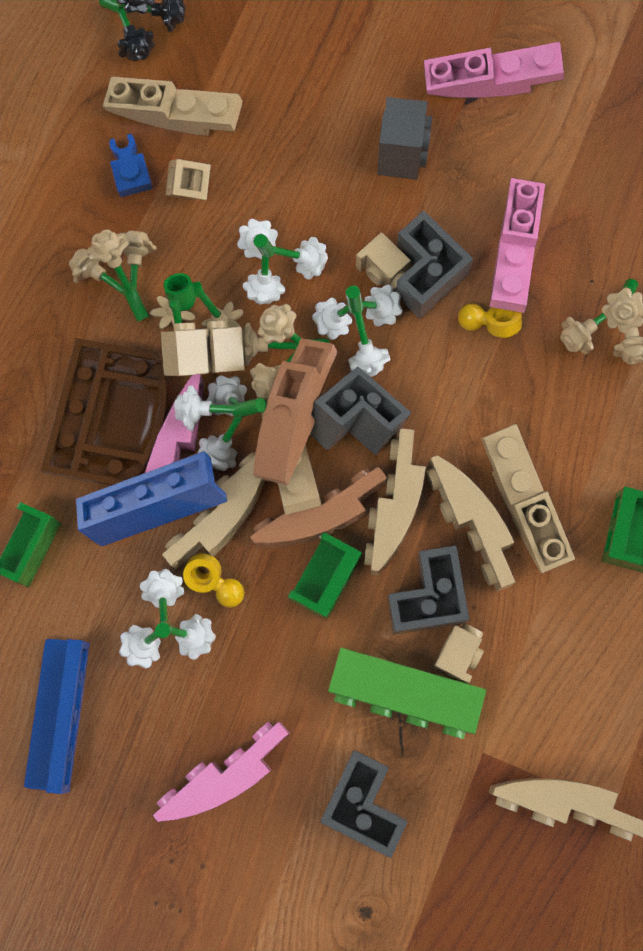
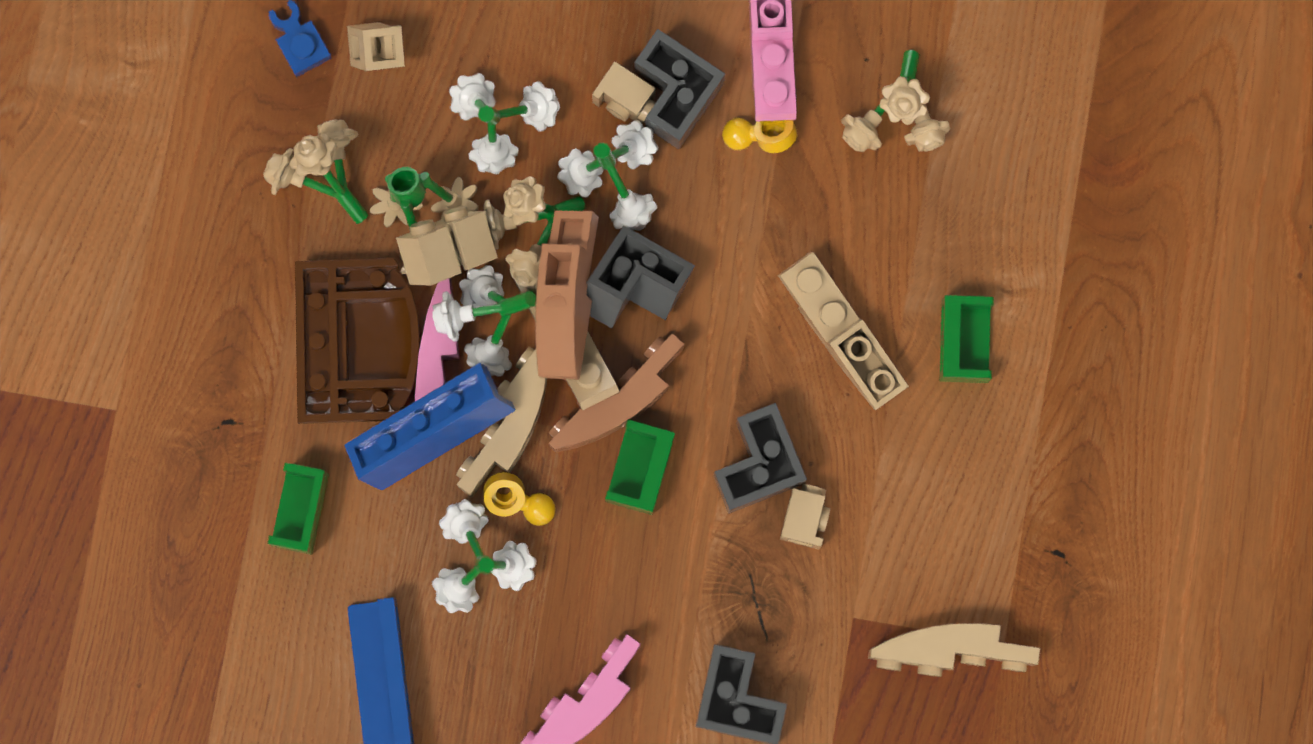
camera: 20 degrees left, 5 degrees up
(395, 515) = (699, 385): tan slope -> none
(408, 692) = (756, 571): bright green brick -> none
(468, 506) = (781, 354): tan slope -> none

